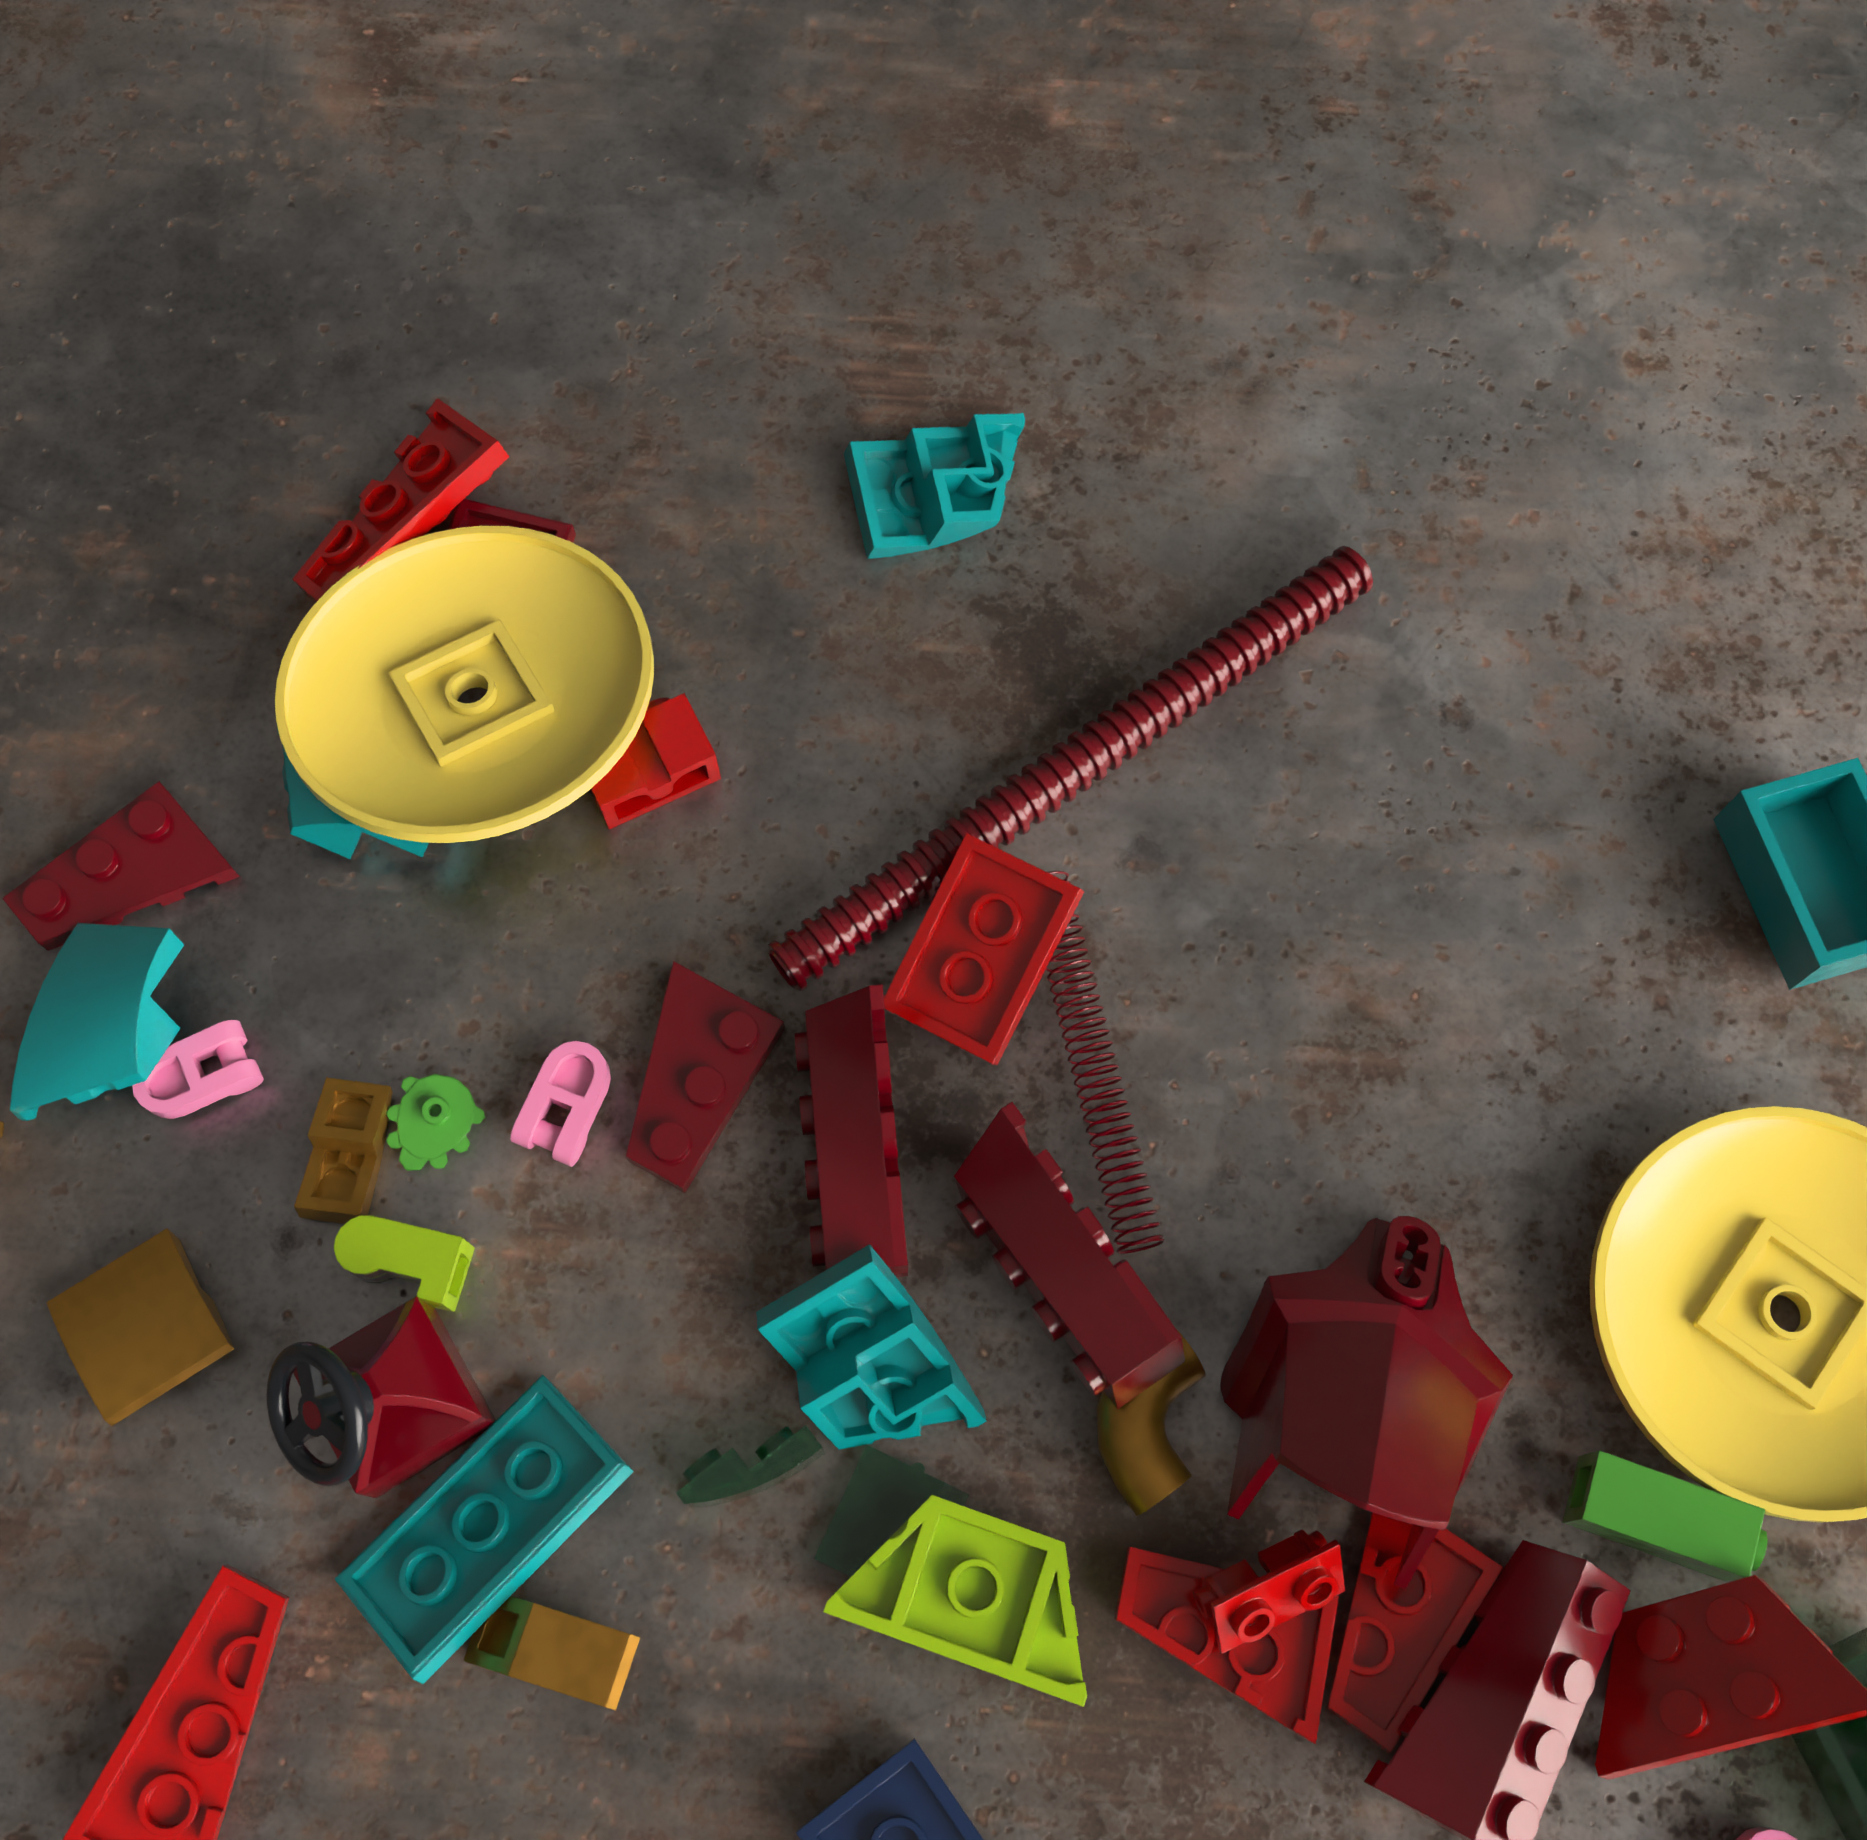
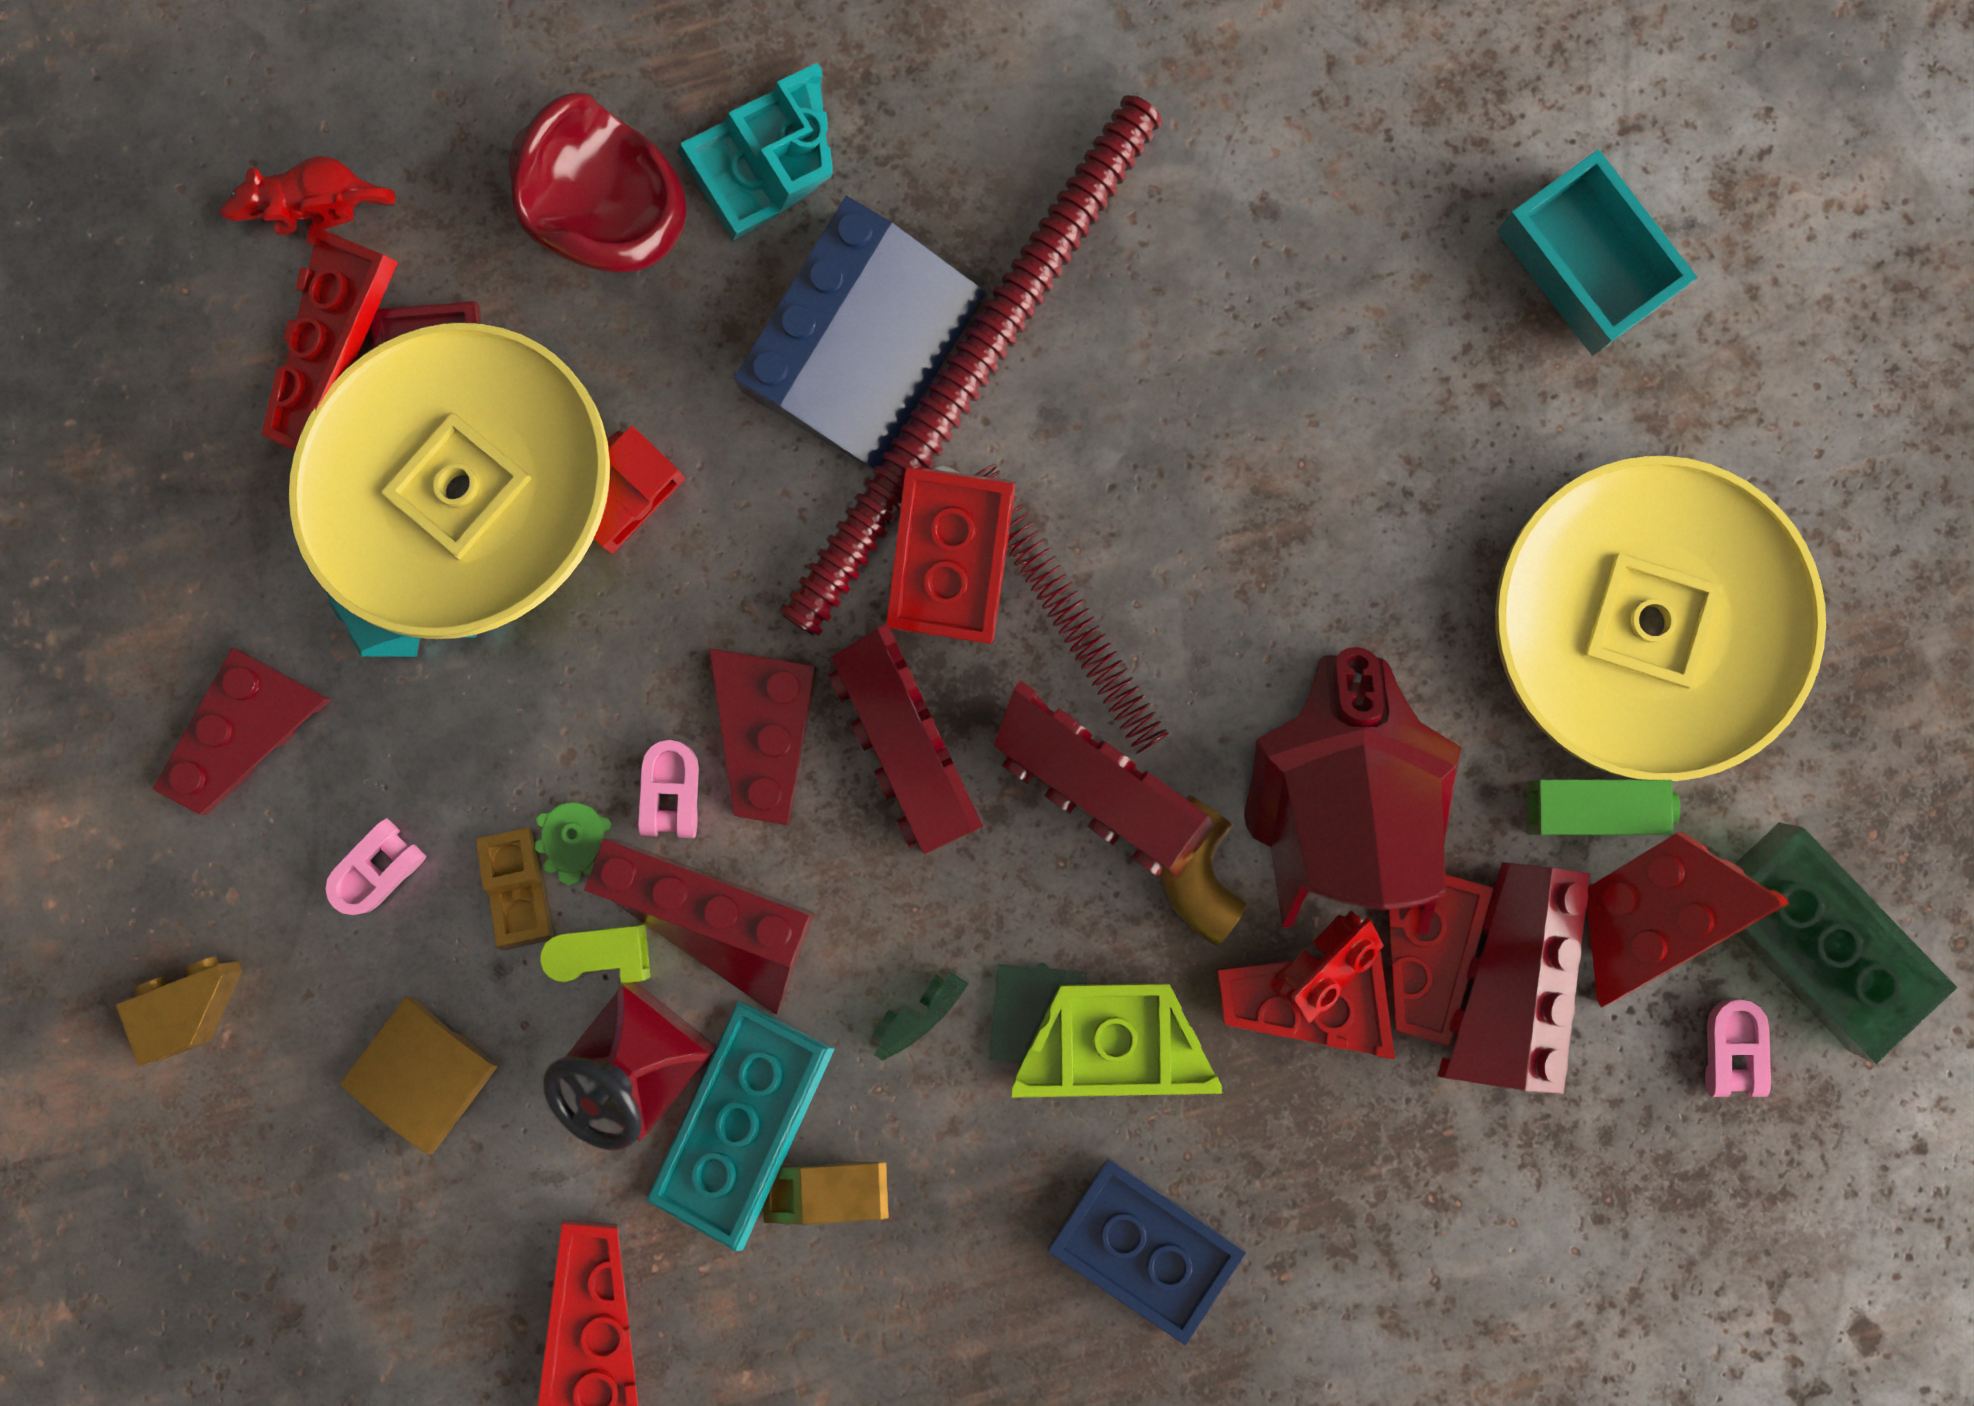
camera: 15 degrees left, 15 degrees up
(96, 1017) = (274, 859): teal slope -> none
(455, 367) = (310, 190): none -> red animal
(559, 1274) = (719, 923): none -> dark red wedge
(742, 448) = (594, 188): none -> dark red piece
(866, 1355) = (975, 901): teal slope -> none
(964, 689) = (859, 334): none -> slope

